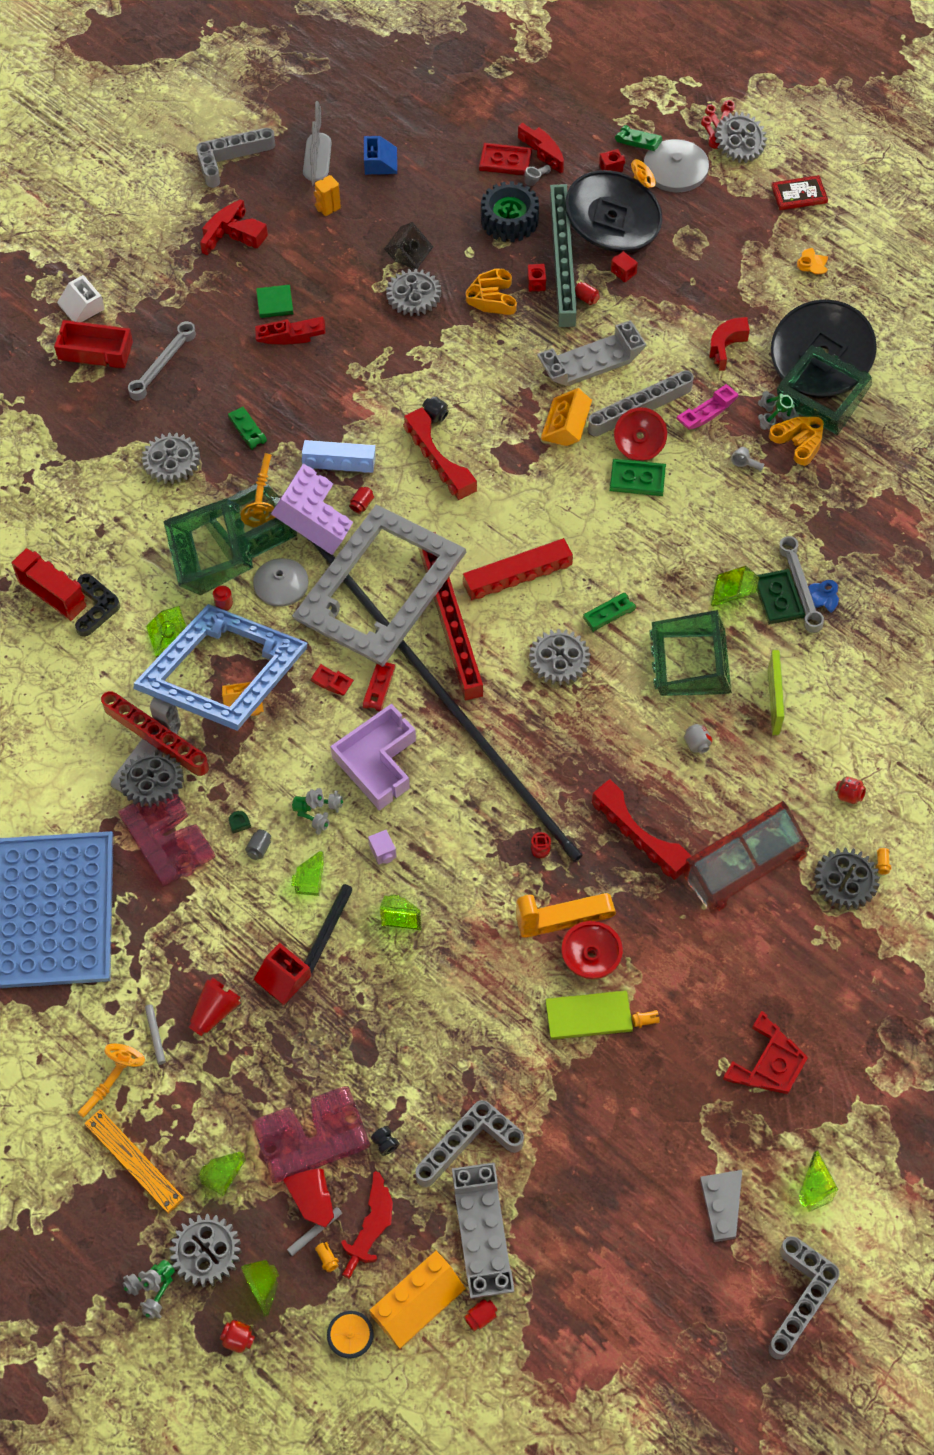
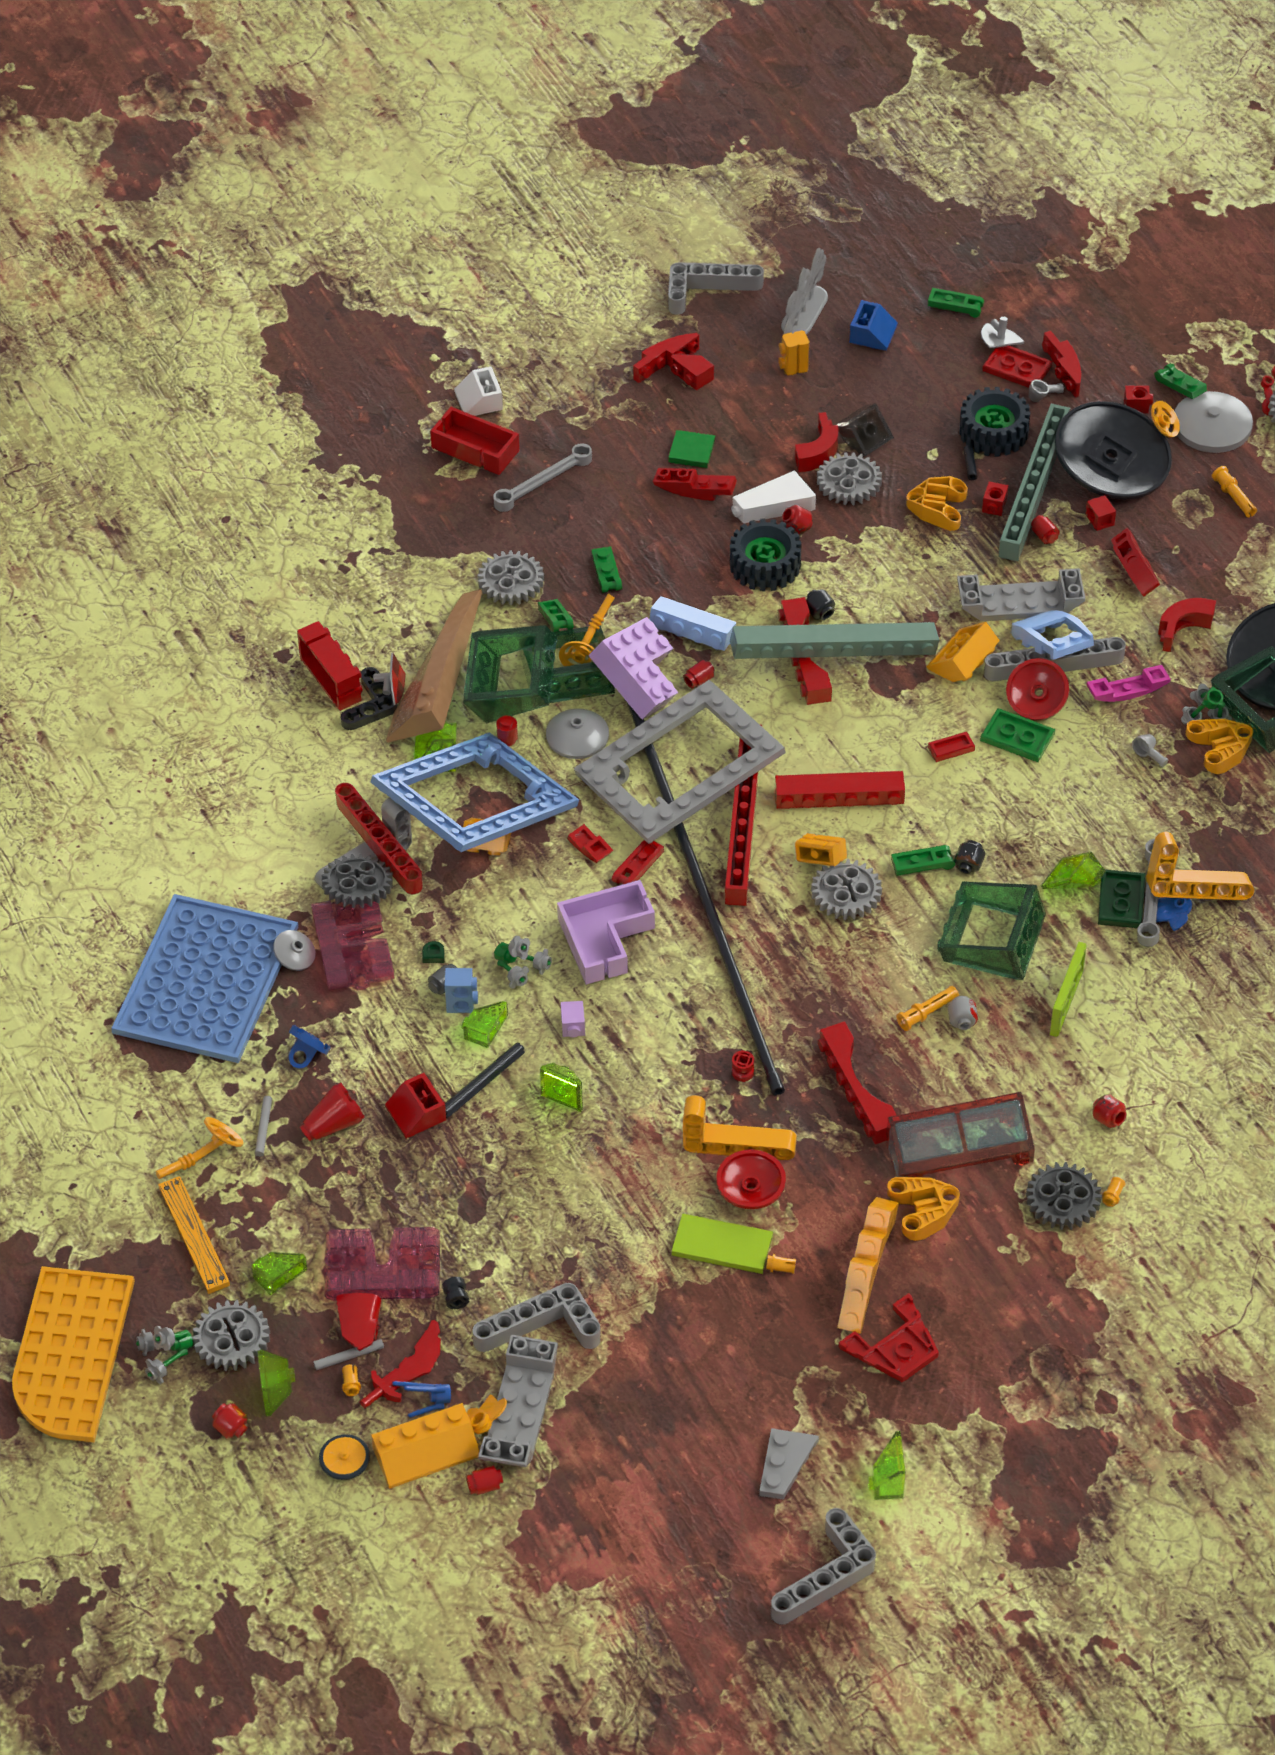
camera: 20 degrees right, 10 degrees down
(66, 1316) = (70, 1350): none -> light orange plate
(109, 579) = (393, 681): none -> shield
(114, 863) = (289, 955): none -> light grey dish
(144, 584) = (431, 690): none -> medium nougat wedge
(167, 945) = (307, 1043): none -> blue tile
(223, 481) = (555, 615): none -> green plate
(279, 852) = (460, 990): none -> medium blue brick
(361, 326) = (773, 498): none -> white slope
(371, 367) = (765, 543): none -> black wheel
(378, 278) = (812, 454): none -> red arch
(387, 340) = (797, 518): none -> red head
(407, 1244) = (437, 1392): none -> blue plant
(436, 117) = (956, 301): none -> green plate
(457, 1248) = (484, 1416): none -> light orange plate
(461, 439) = (834, 640): none -> sand green brick
(480, 137) = (997, 335): none -> light grey shield
(503, 252) = (970, 462): none -> black piece
(526, 628) = (821, 849): none -> light orange brick
(589, 503) = (951, 746): none -> red tile
(610, 382) = (1030, 628): none -> light blue slope
(646, 597) = (969, 857): none -> black head
(663, 748) = (919, 1012): none -> light orange pin
(669, 301) = (1134, 562): none -> red slope
(713, 215) = (1230, 486): none -> light orange pin
(720, 993) = (864, 1265): none -> light orange arch
(730, 912) = (930, 1206): none -> light orange connector
(816, 571) = (1196, 884): none -> light orange beam

